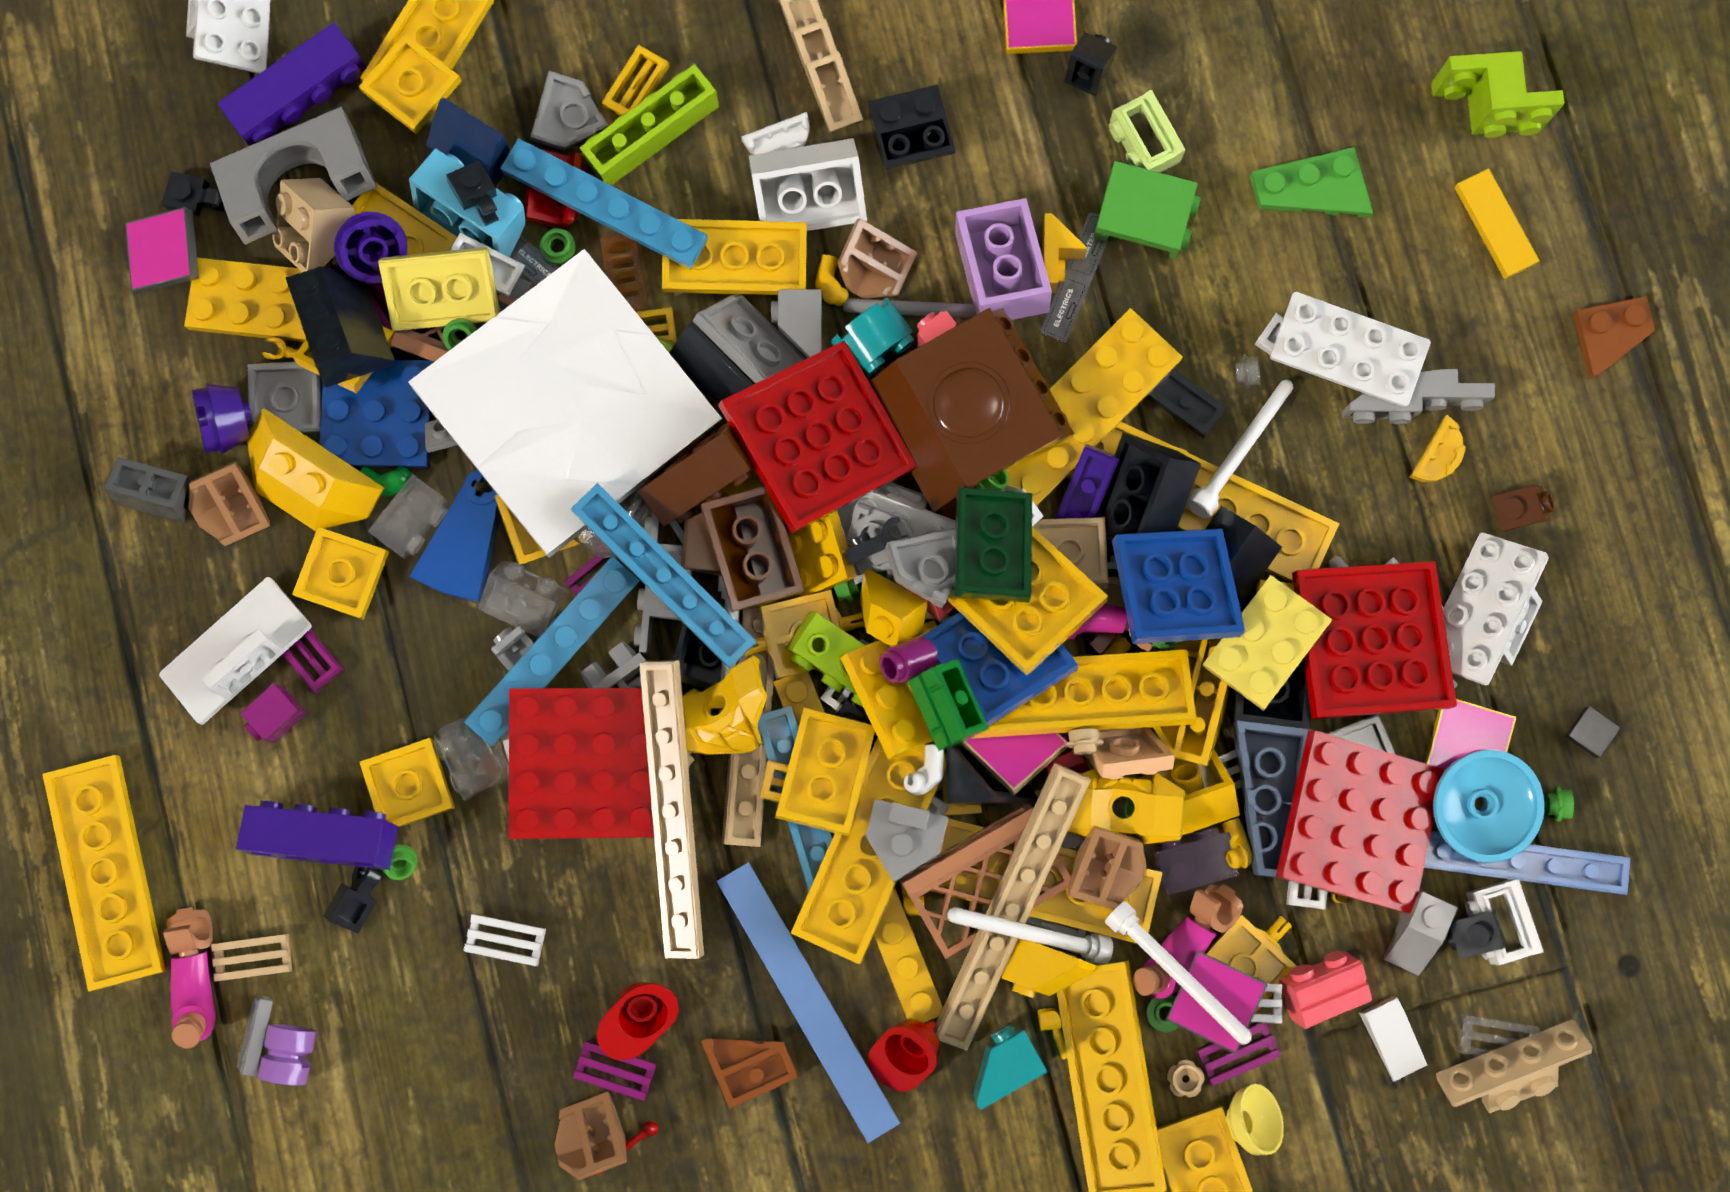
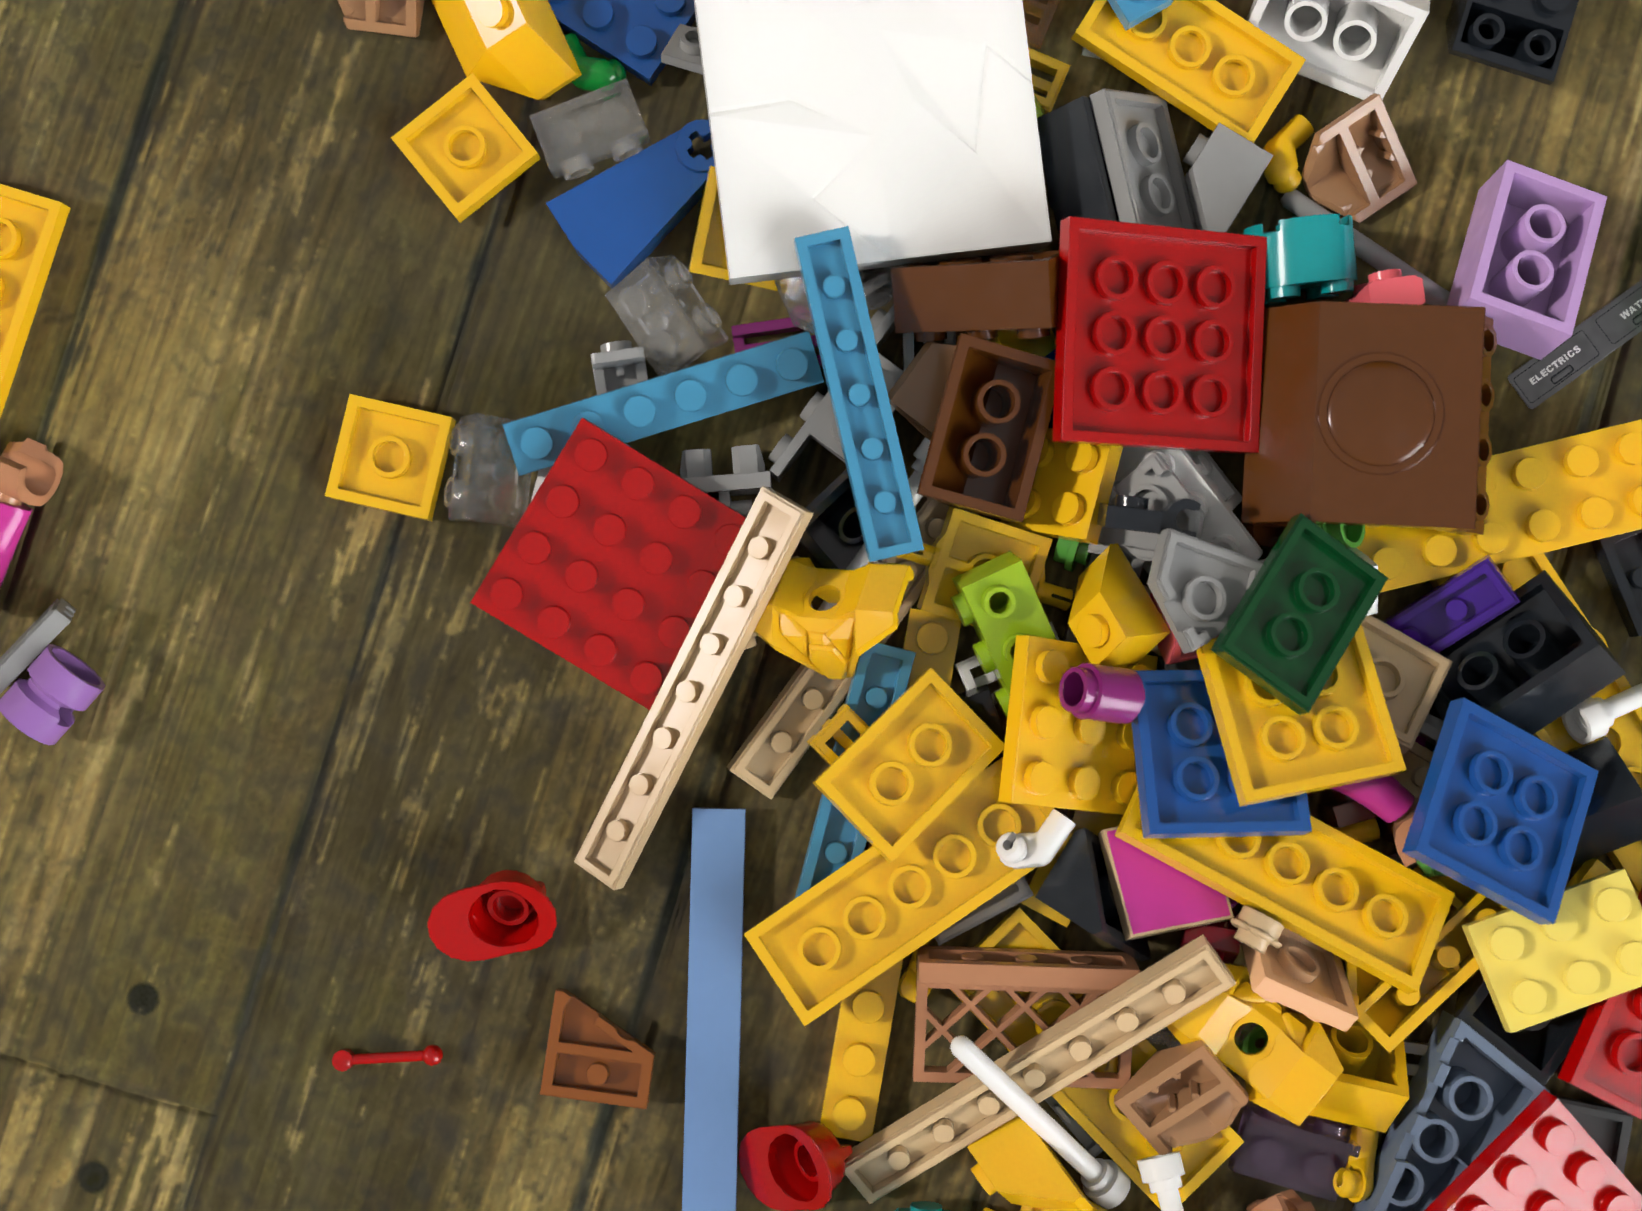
camera: 30 degrees right, 5 degrees up
(220, 962) = (43, 533): tan tile -> none
(235, 650) = (282, 164): white bracket -> none
(272, 714) = (280, 270): magenta brick -> none
(317, 836) = (242, 454): dark purple brick -> none
(326, 676) = (373, 264): magenta tile -> none
(353, 904) = (239, 562): black plate -> none
(403, 862) = (324, 545): bright green plate -> none
(474, 934) = (363, 689): white tile -> none
(584, 1061) = (417, 973): magenta tile -> none
(590, 1137) = (353, 1023): medium nougat slope -> none
(904, 836) = (957, 907): light grey plate -> none
(948, 704) = (1117, 782): green brick -> none
(1058, 244) = (1609, 283): yellow slope -> none

